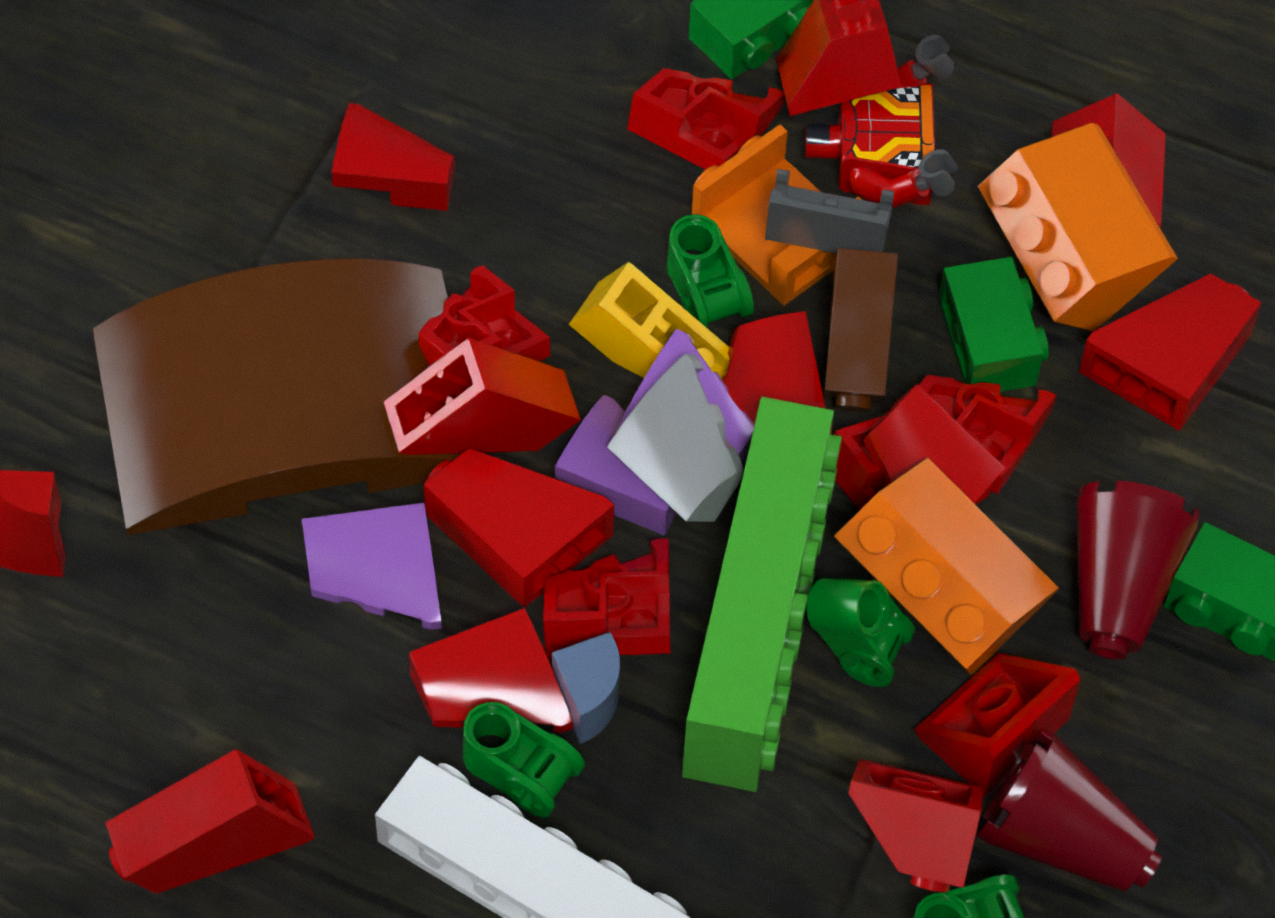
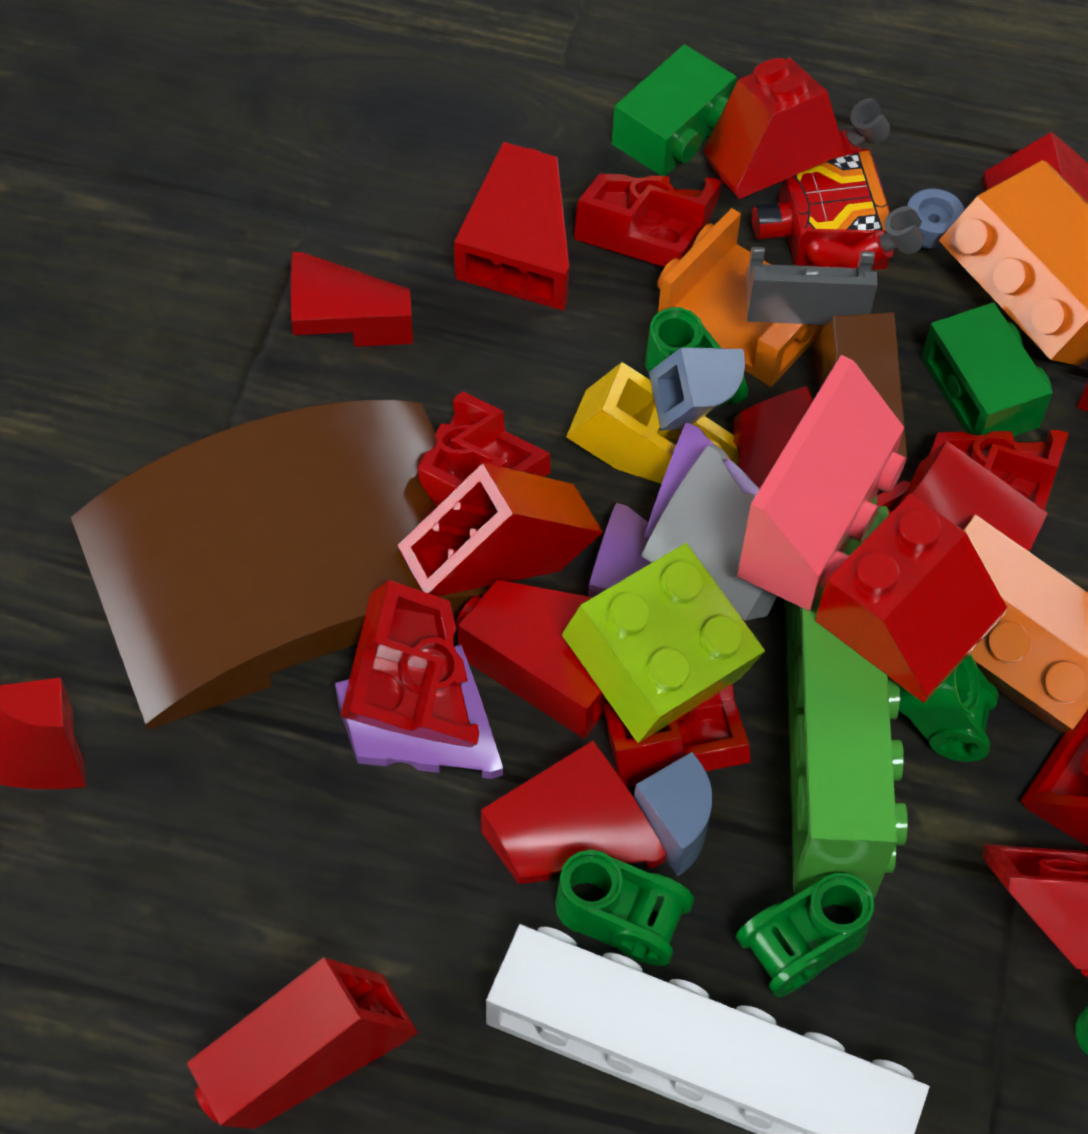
camera: 10 degrees left, 0 degrees up
(370, 516) = (408, 668): none -> red slope
(569, 112) = (517, 230): none -> red slope
(602, 528) = (662, 642): none -> lime brick
(677, 813) = (799, 940): none -> green piece
(693, 292) = (695, 383): none -> sand blue brick
(769, 409) = (822, 488): none -> coral slope
(830, 522) = (912, 598): none -> red slope
(978, 158) = (937, 212): none -> sand blue tile

